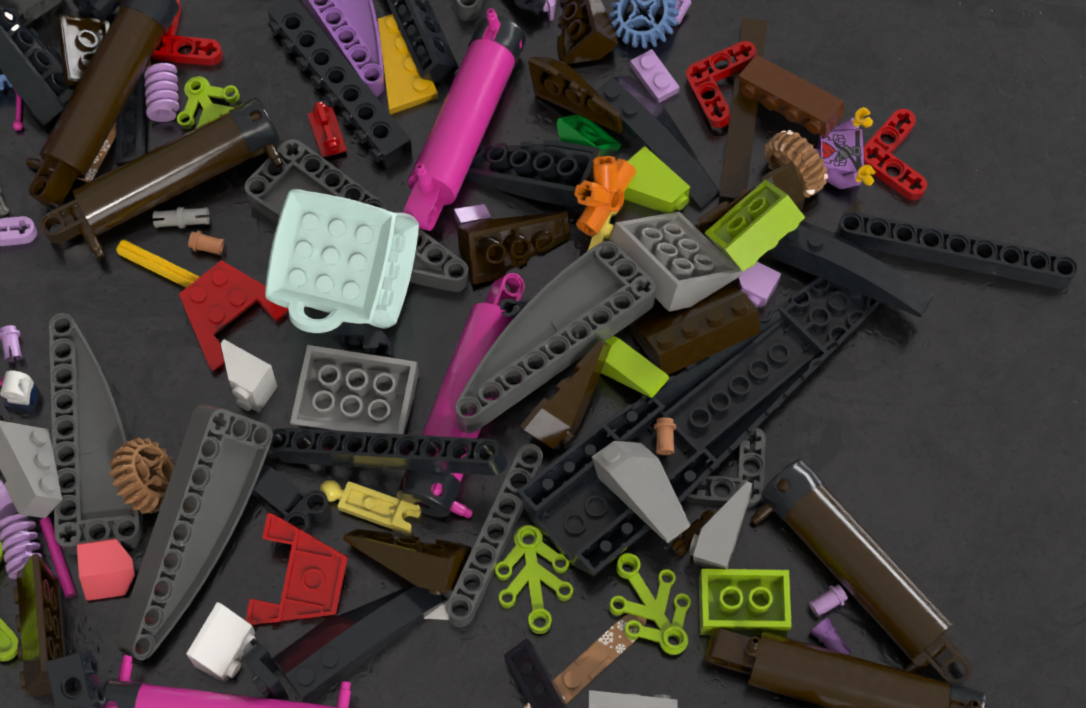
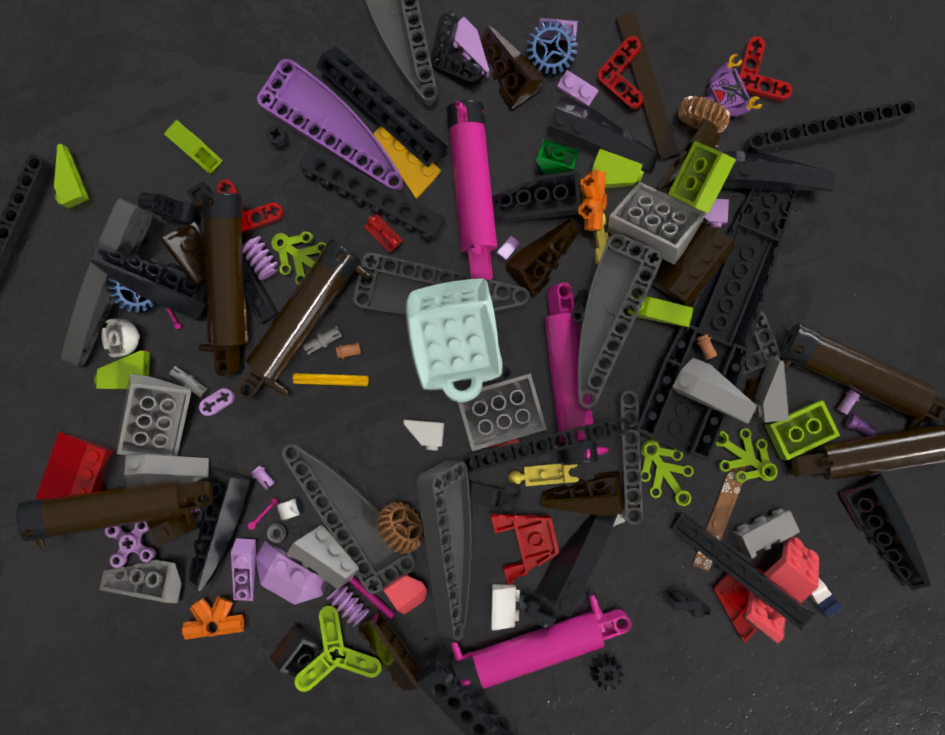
camera: 20 degrees left, 20 degrees up
(218, 300) = (378, 388): red wing -> none
(560, 416) = (635, 365): dark brown wedge -> none
(566, 88) = (525, 128): dark brown wedge -> none
(791, 96) = (679, 66): reddish brown brick -> none

